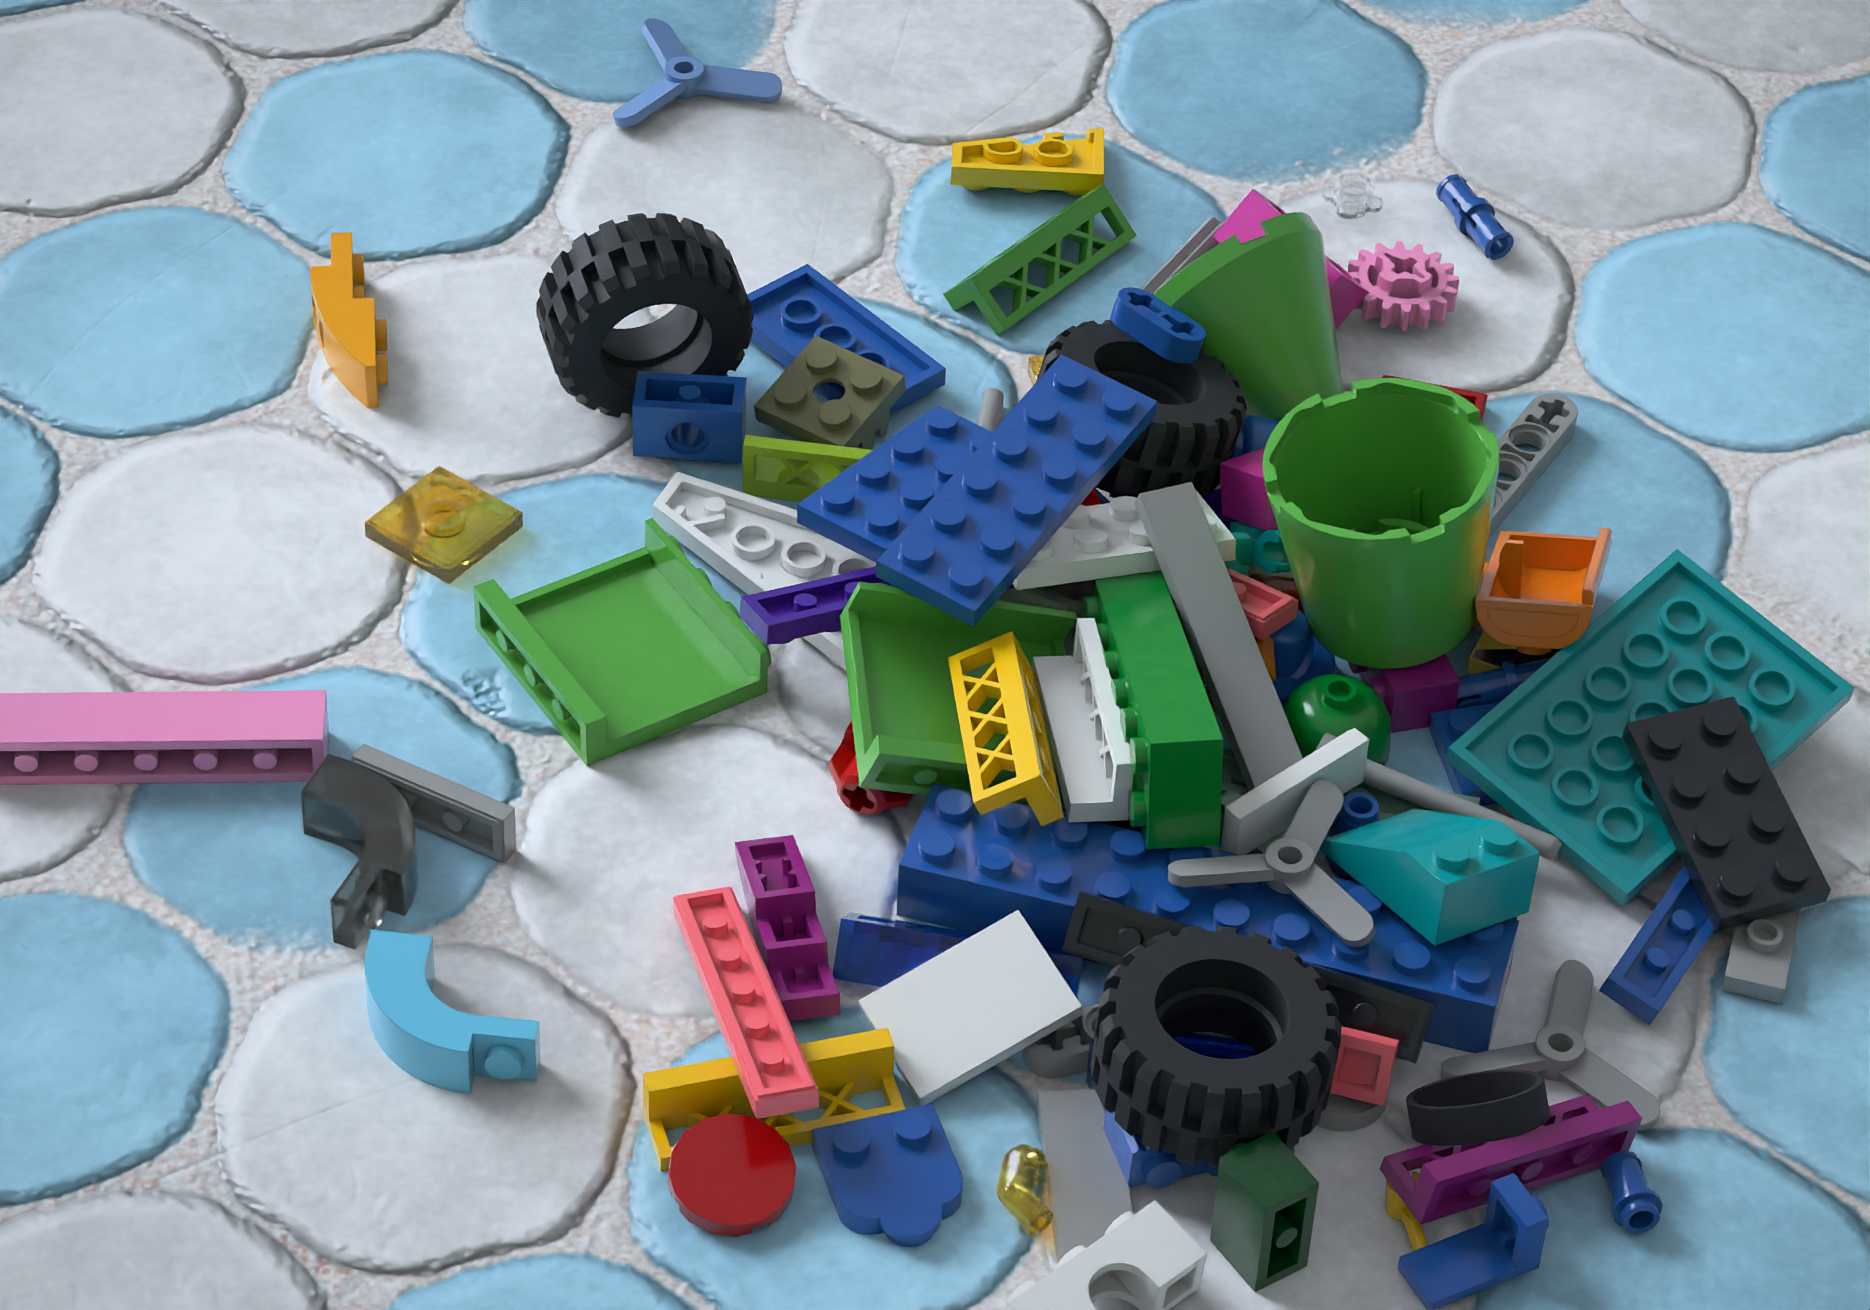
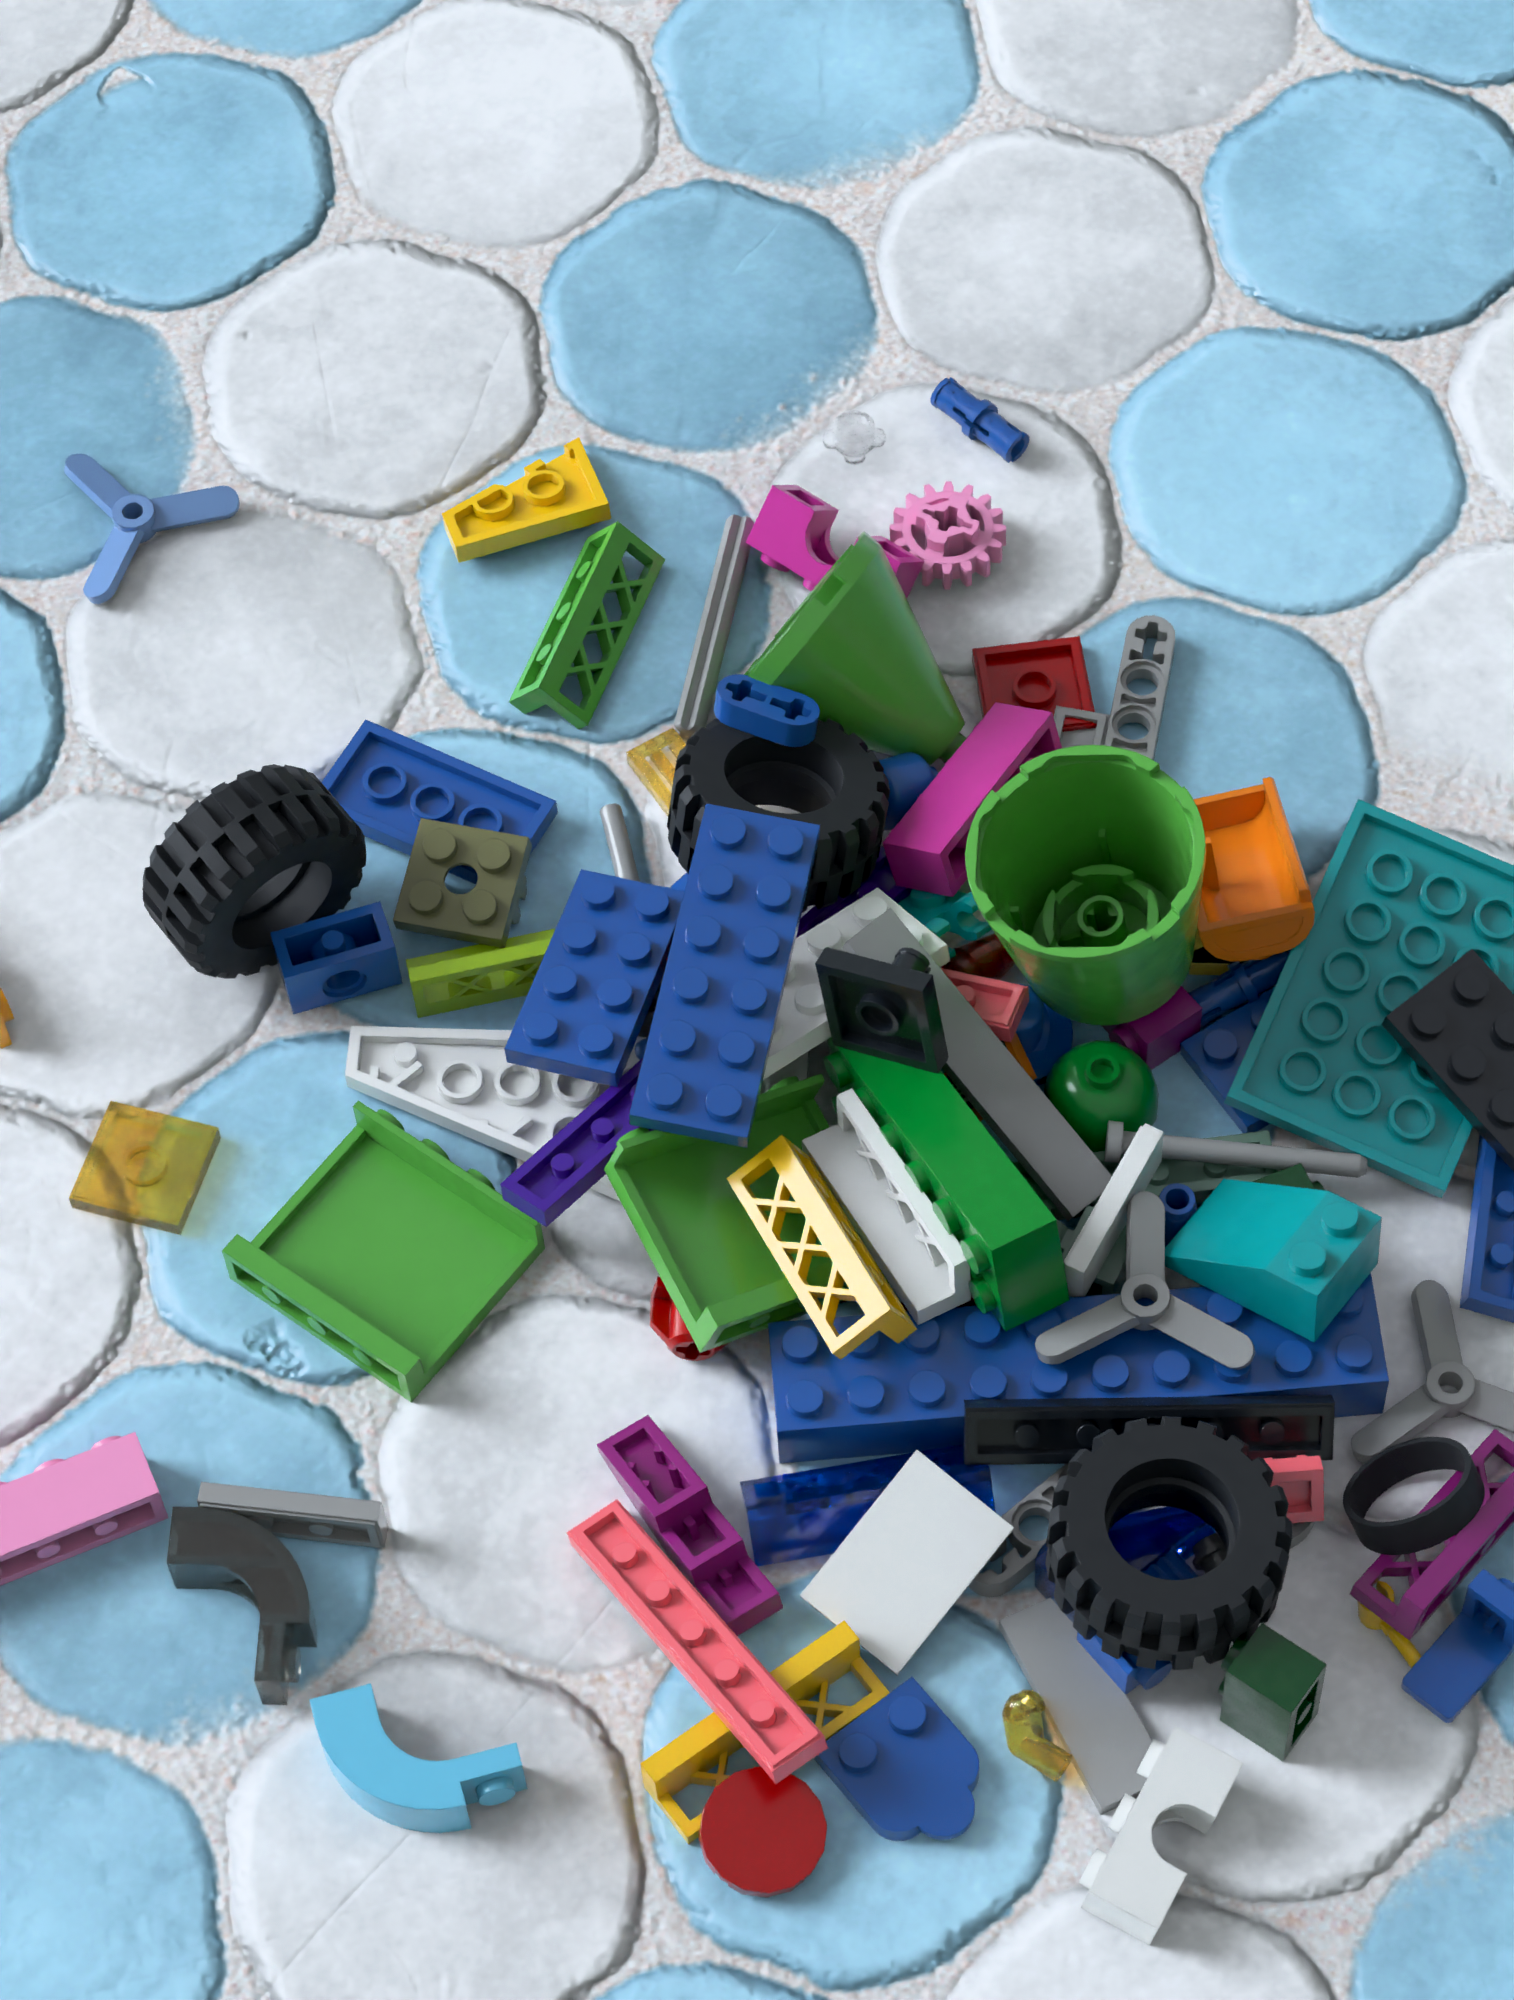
camera: 15 degrees left, 15 degrees up
(1146, 548) = (884, 1007): none -> black tile

